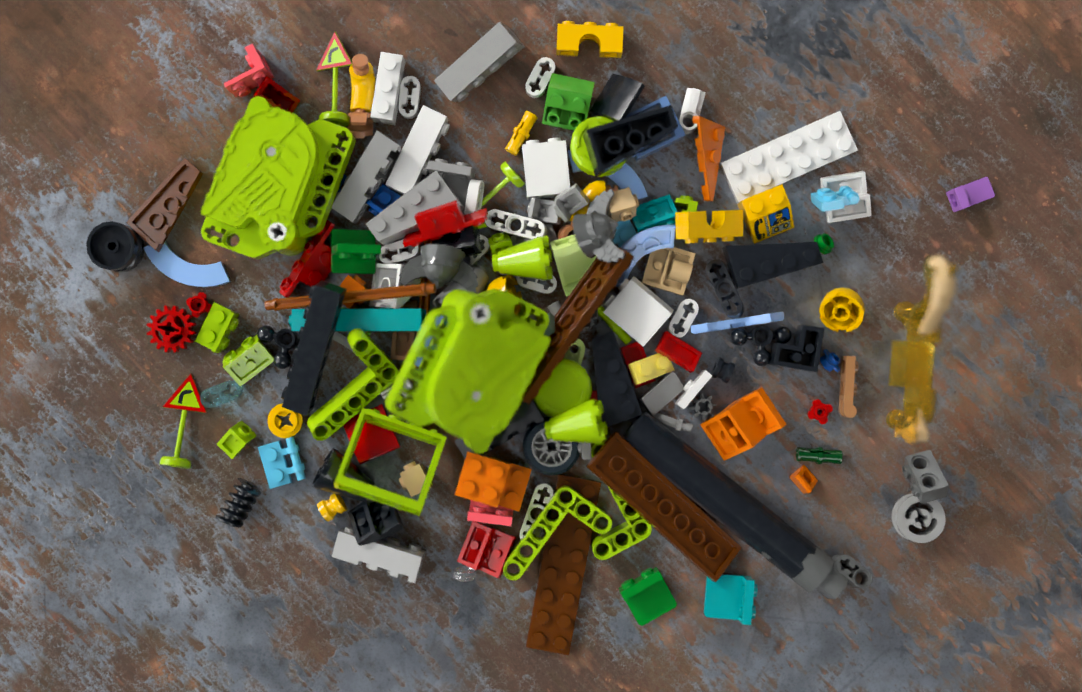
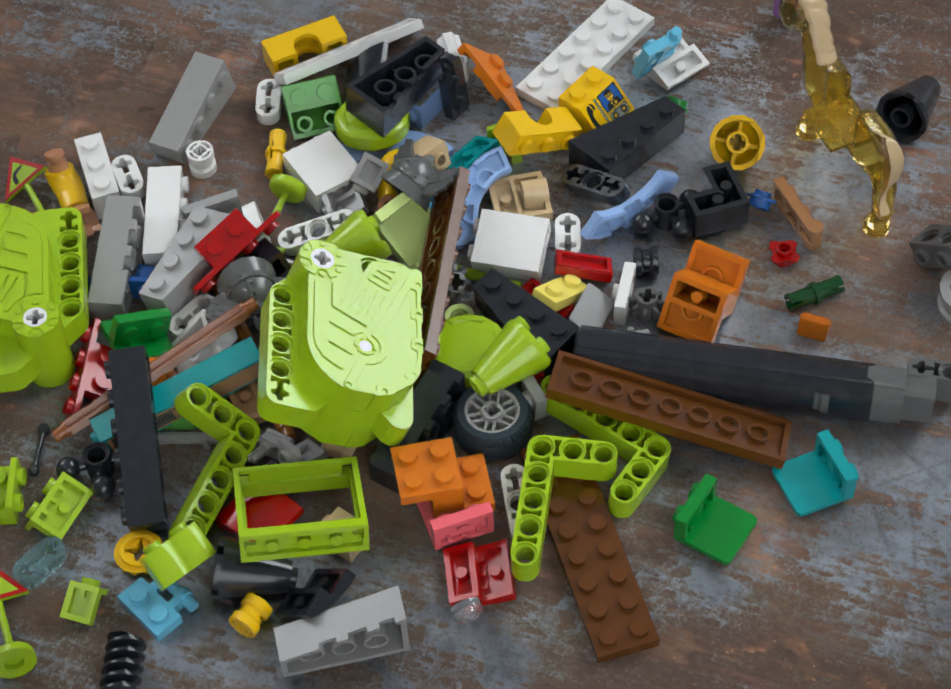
camera: 20 degrees left, 35 degrees down
(264, 288) = (43, 430): none -> black hinge
(301, 451) = (177, 555): none -> lime brick
(468, 114) = (201, 159): none -> white wheel
(618, 65) = (347, 51): none -> white tile
(672, 150) = (453, 86): none -> black hinge
(985, 341) = (910, 107): none -> black cone

